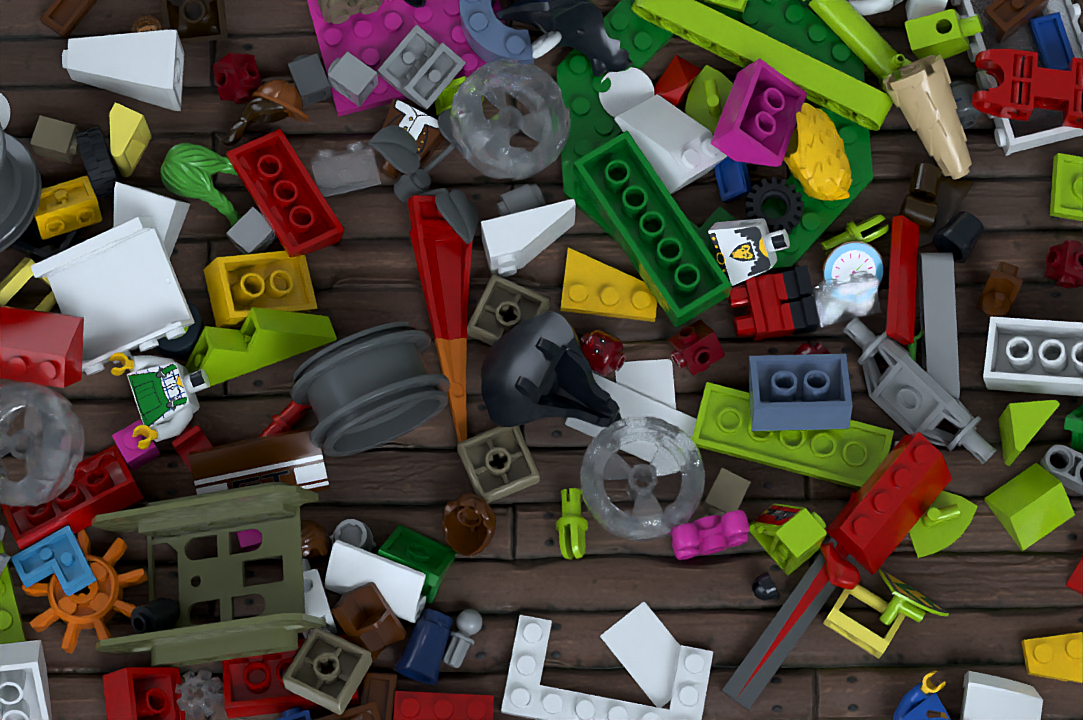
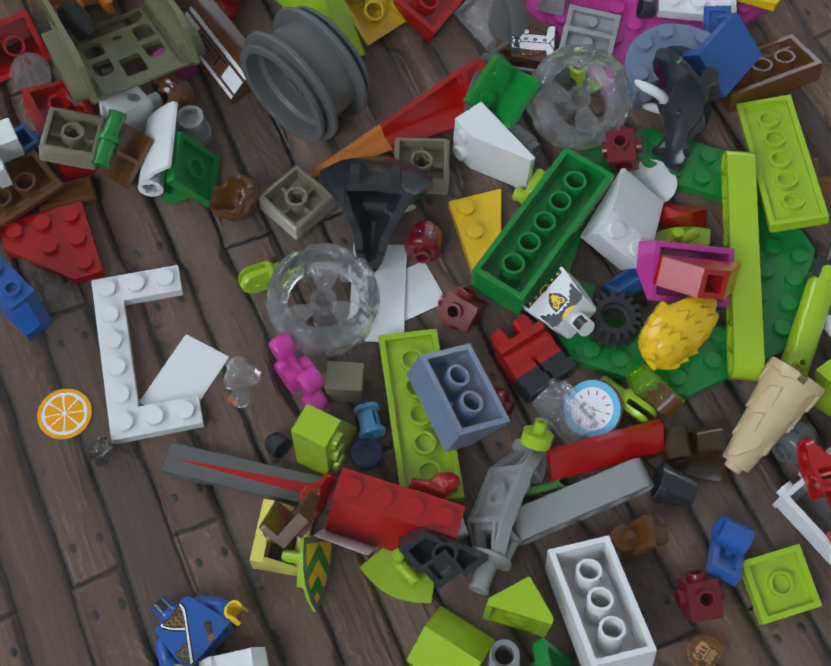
camera: 65 degrees right, 10 degrees down
(358, 628) = (109, 139): none -> green pin
(425, 648) = (122, 206): dark blue plant -> none
(468, 623) = (156, 231): light grey axle -> none
(480, 192) = (503, 90): none -> green bracket
(586, 219) = (521, 194): none -> lime arm
(600, 110) = (622, 149): none -> dark red brick
(677, 596) = (239, 377): none -> clear animal
(778, 488) = (369, 420): none -> dark azure bush
(784, 109) = (697, 276): none -> slope
(810, 500) = (366, 454): none -> clear blue tile
(860, 205) = (655, 390): none -> leg
(870, 594) = (283, 525): none -> reddish brown bracket
(873, 336) = (537, 436): none -> lime tile
(877, 448) = (438, 486): none -> red animal
(899, 558) = (346, 542): none -> white sticker
(949, 477) = (439, 555): none -> black slope
(1032, 214) = (727, 549): none -> blue plate

